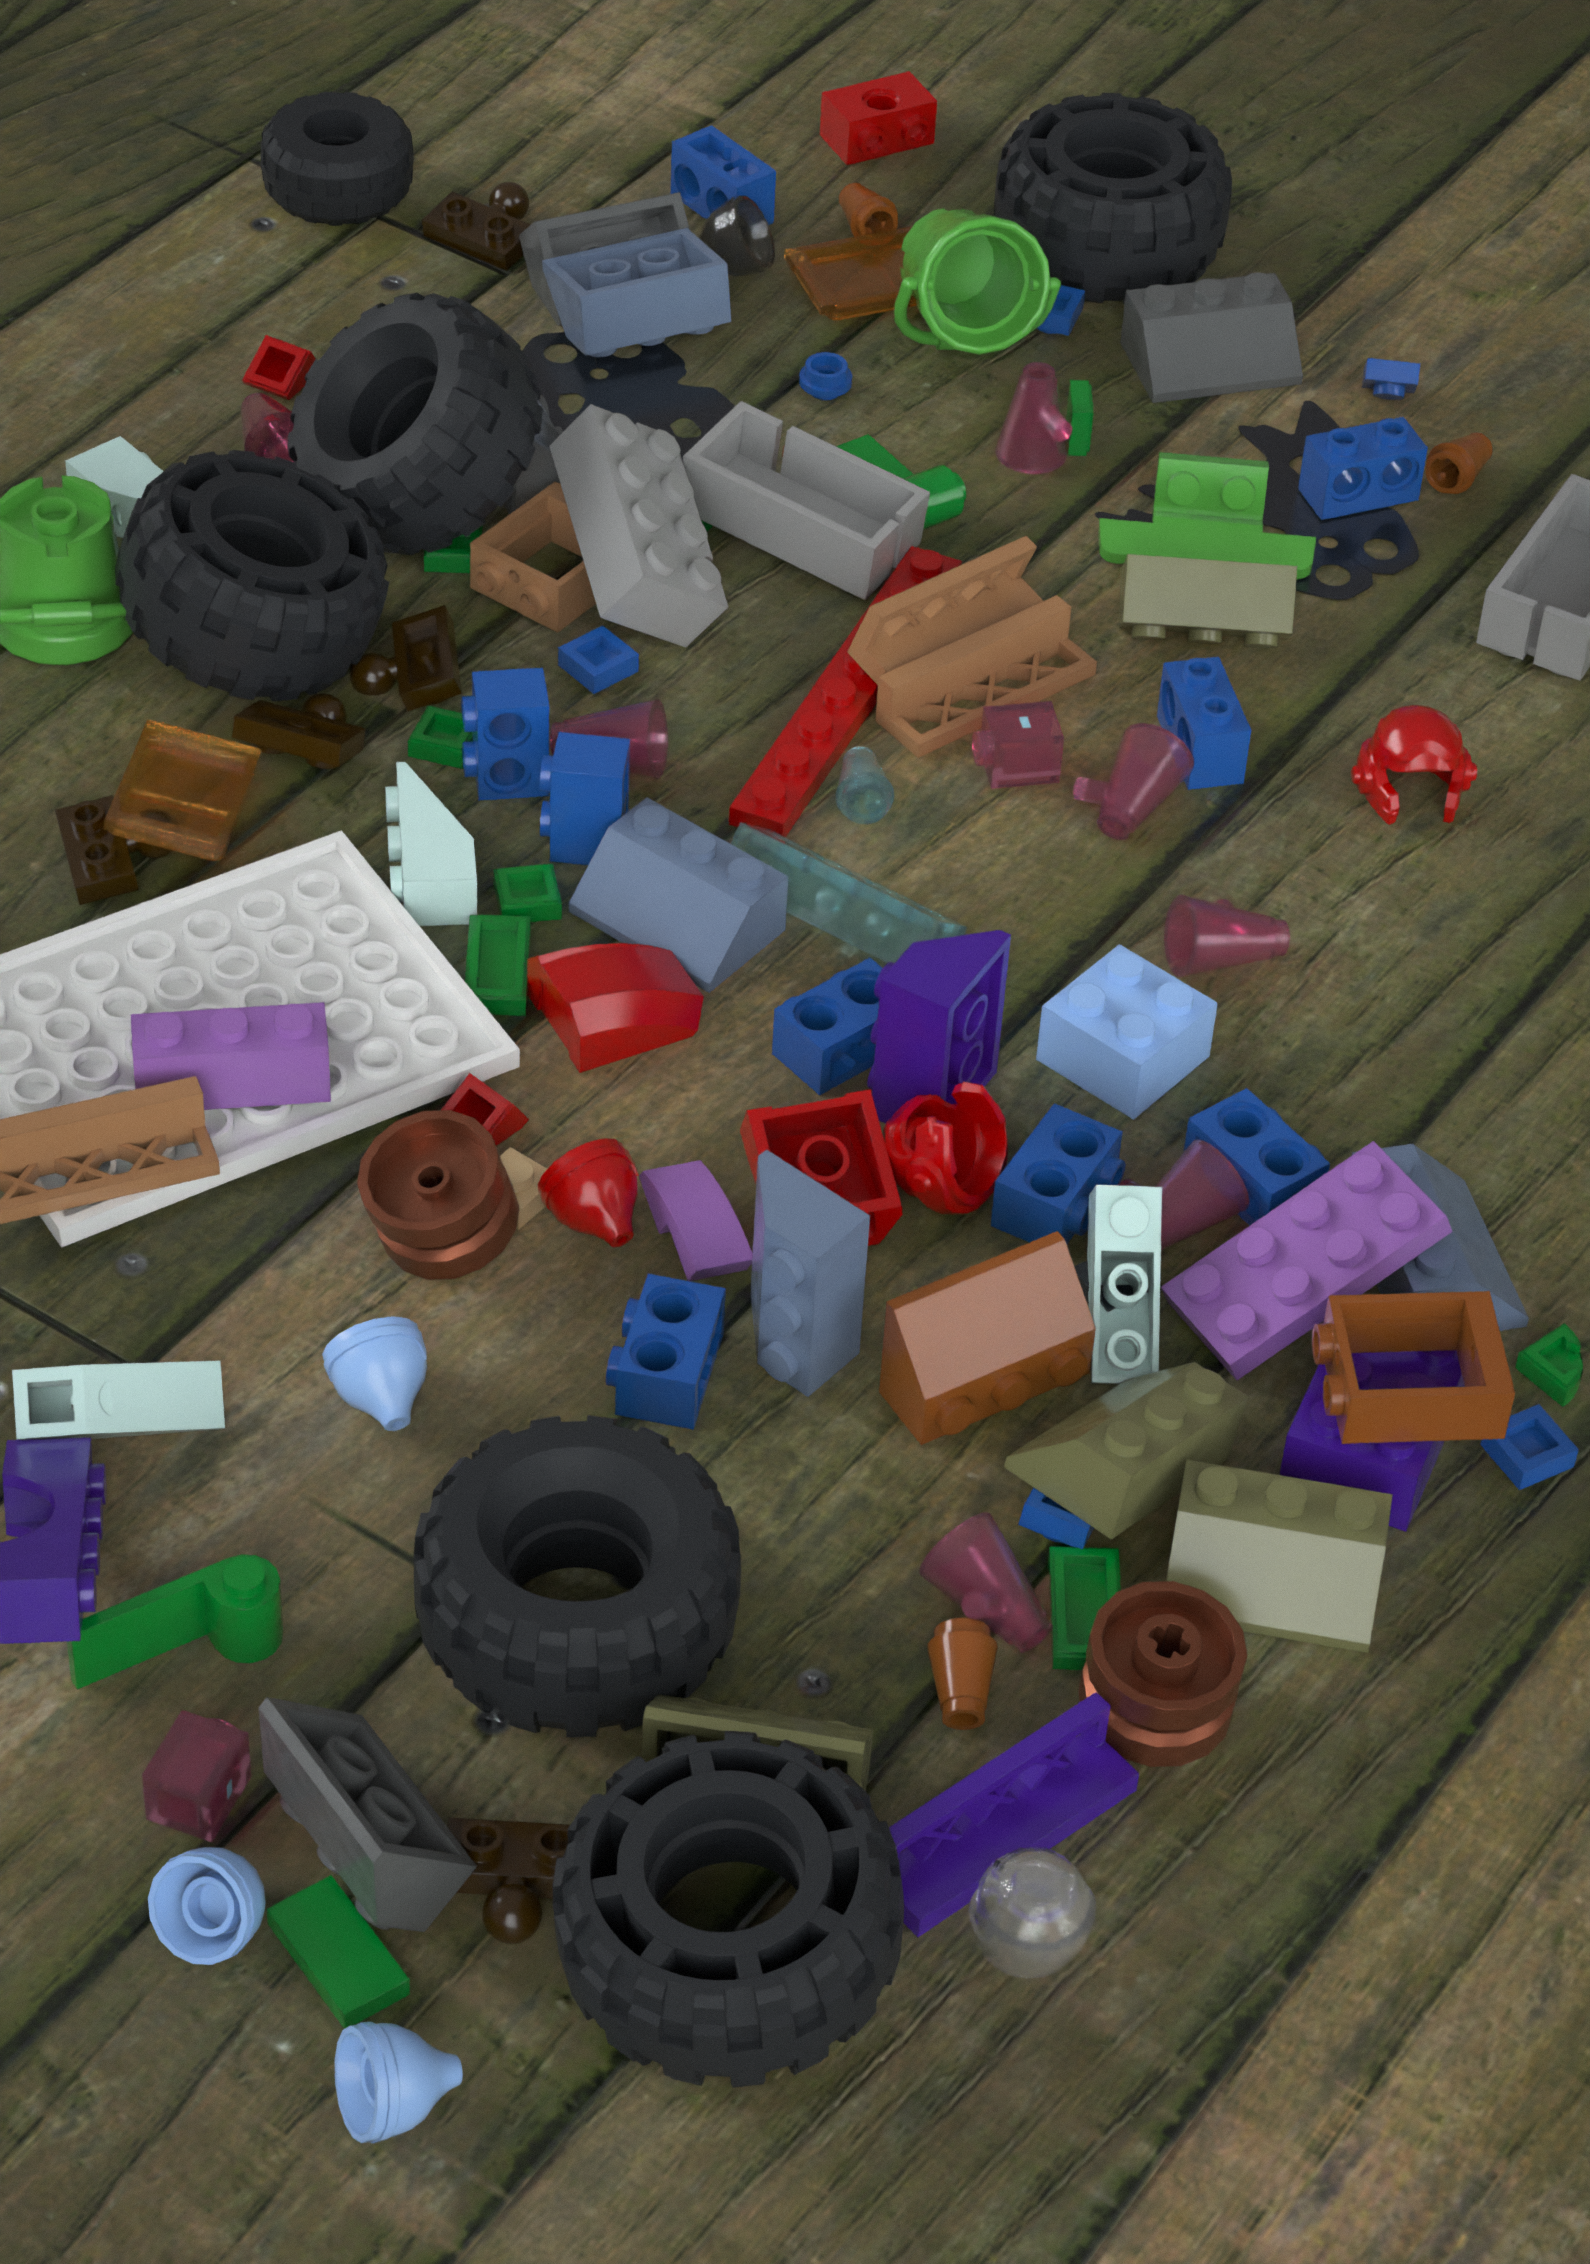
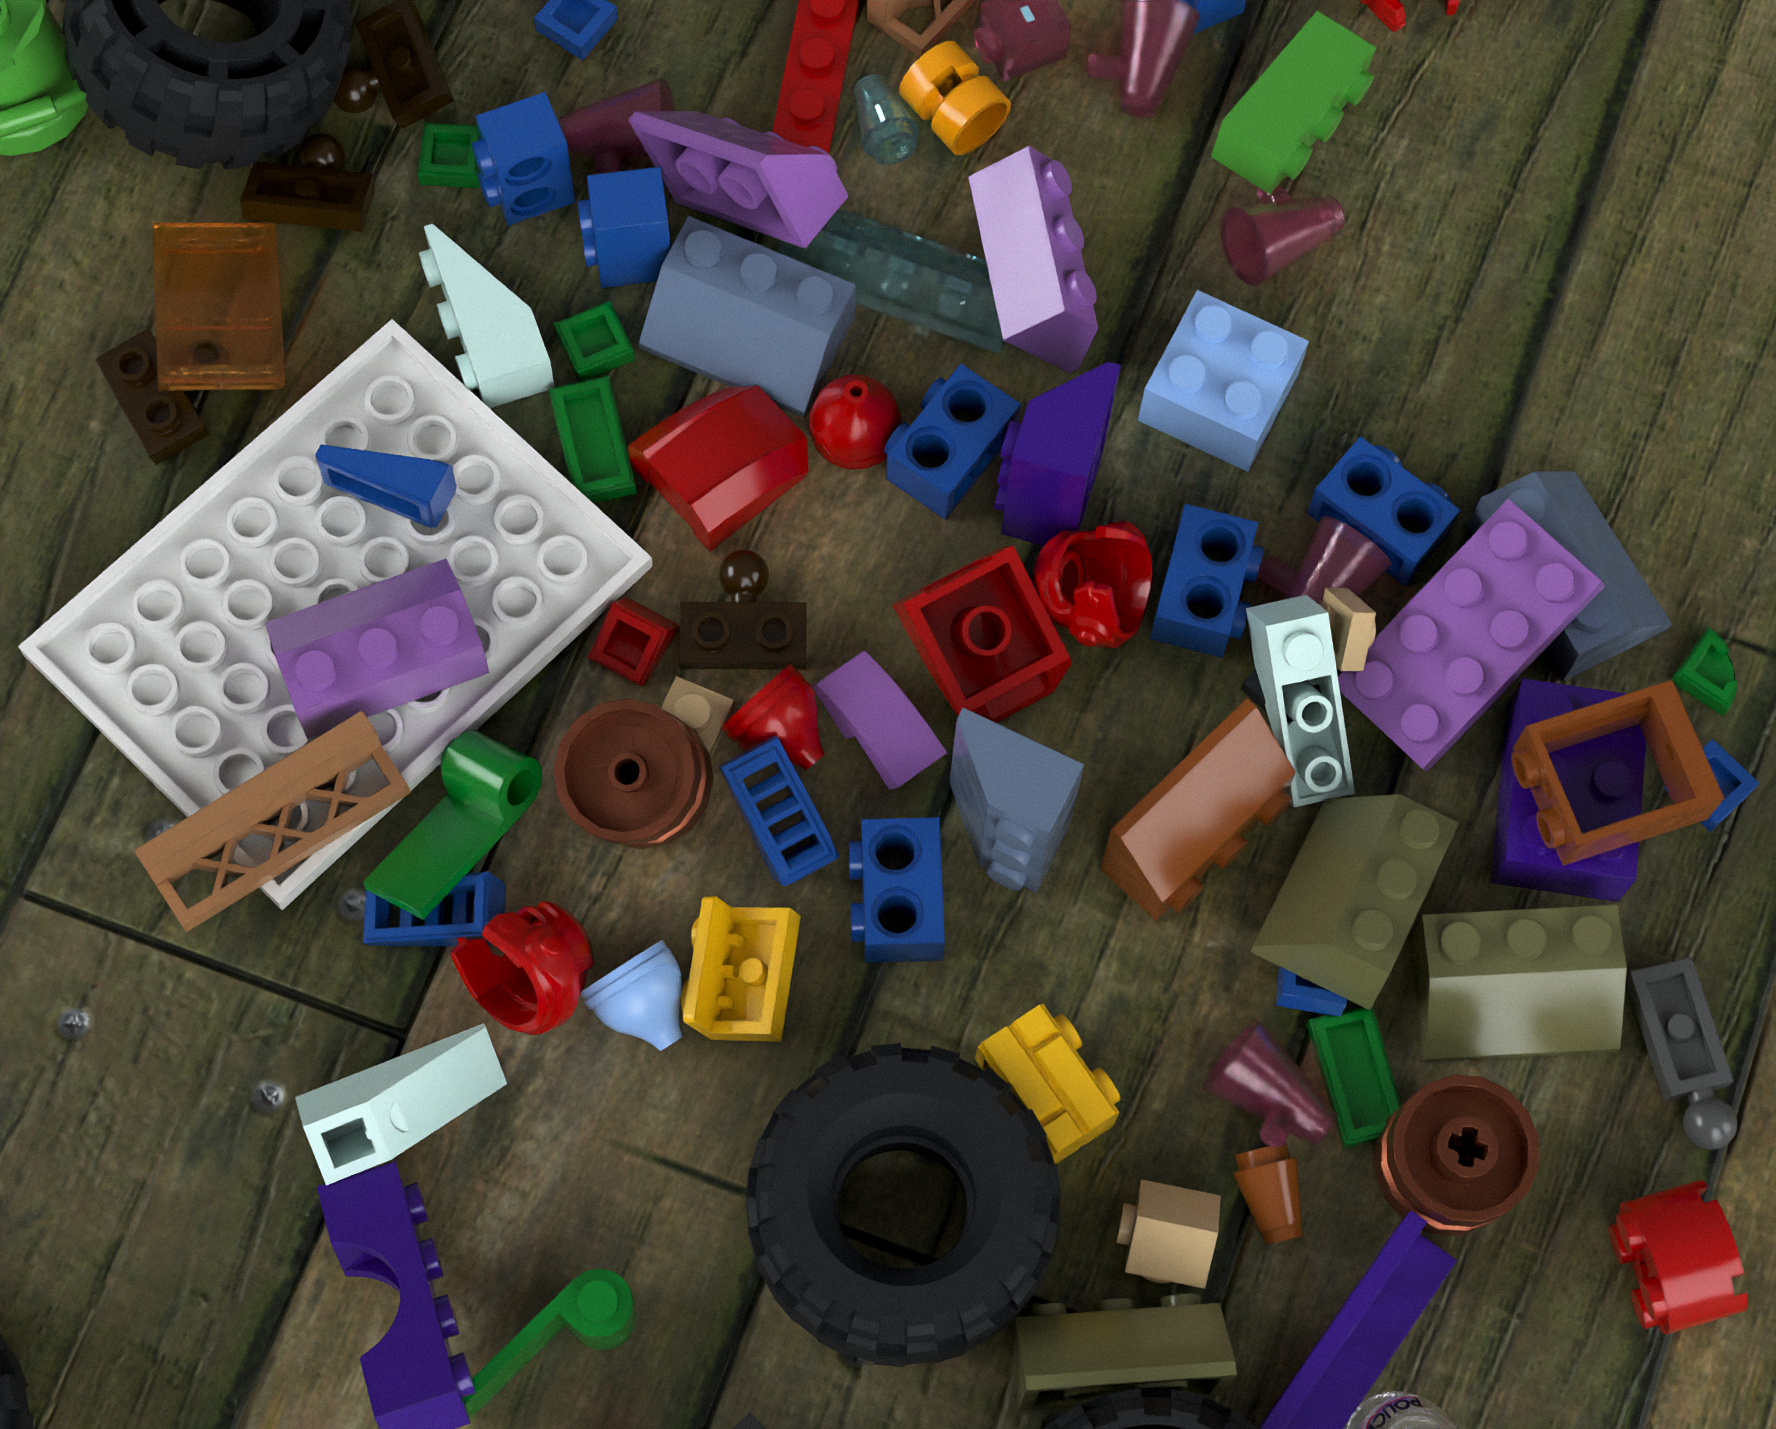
camera: 15 degrees left, 25 degrees up
(244, 1295) = (488, 902): none -> blue slope
(291, 1187) = (487, 793): none -> green door
(292, 931) = (399, 483): none -> blue slope
(297, 1324) = (540, 970): none -> red helmet
(484, 1377) = (740, 971): none -> yellow bracket
(564, 1122) = (743, 630): none -> dark brown plate
(580, 1309) = (802, 861): none -> blue slope
(708, 769) = (742, 173): none -> medium lavender slope
(749, 991) = (853, 421): none -> red helmet
(778, 1548) = (1051, 1078): none -> yellow brick
(842, 1674) = (1170, 1233): none -> tan brick
(936, 776) = (951, 94): none -> light orange wheel
(966, 866) = (1035, 257): none -> slope
(1186, 1231) = (1351, 627): none -> tan plate
(1264, 839) = (1295, 103): none -> bright green brick
(1369, 1804) = (1679, 1257): none -> red brick
(1436, 1652) = (1684, 1048): none -> dark grey plate

